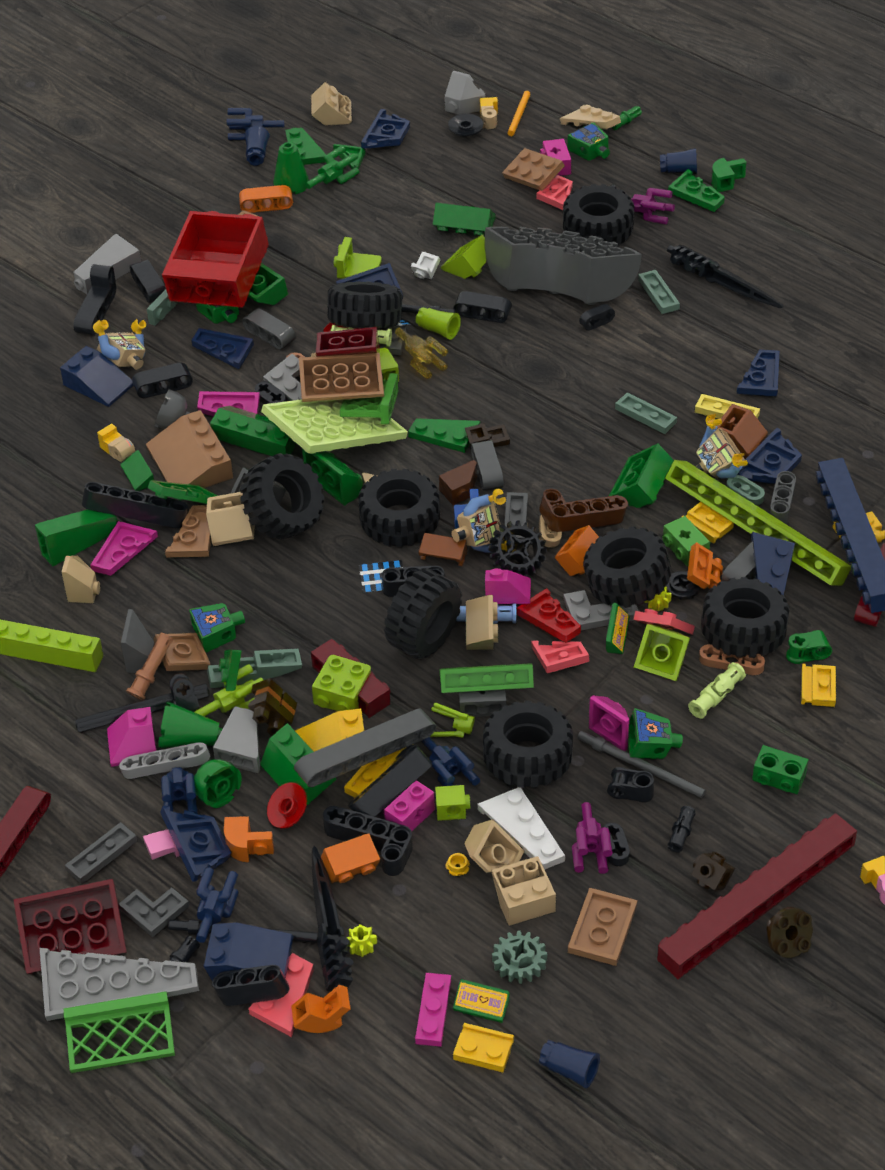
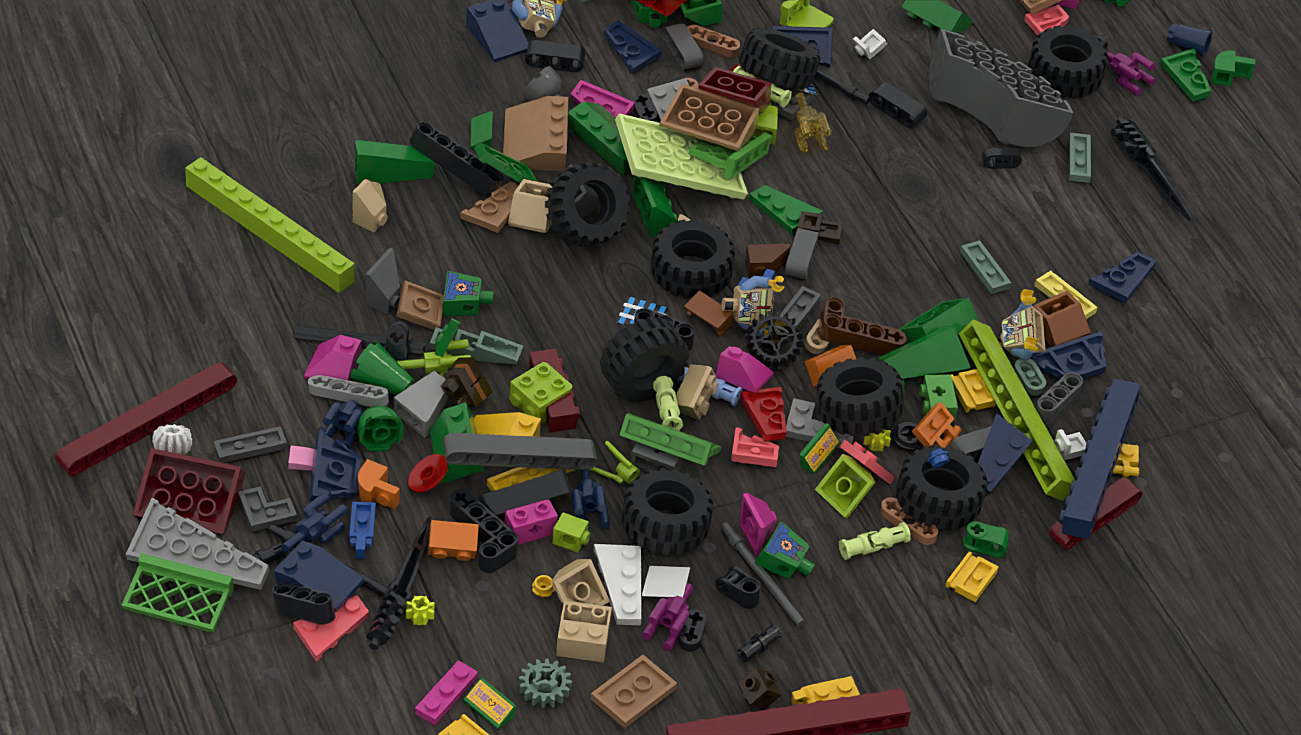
camera: 20 degrees right, 0 degrees up
(24, 881) = (173, 439): none -> white gear
(114, 443) = (476, 96): leg -> none
(121, 546) = (426, 192): dark pink wing -> none
(146, 675) = (374, 313): nougat pin -> none
(256, 884) = (362, 527): none -> blue hinge
(308, 313) = (729, 48): none -> nougat beam
(321, 1014) = (347, 652): orange brick -> none
(440, 322) = (846, 103): lime plant -> none
(465, 644) = (667, 402): none -> yellowish green piece
(467, 259) = (913, 54): lime slope -> none
(563, 809) = (666, 581): none -> white sticker
(656, 504) = (929, 355): none -> green slope
(734, 591) = (938, 458): none -> blue plate
(768, 846) = (825, 691): none -> yellow hinge
(780, 769) = (882, 632): green brick -> none
(820, 533) = (1070, 445): none -> white bracket

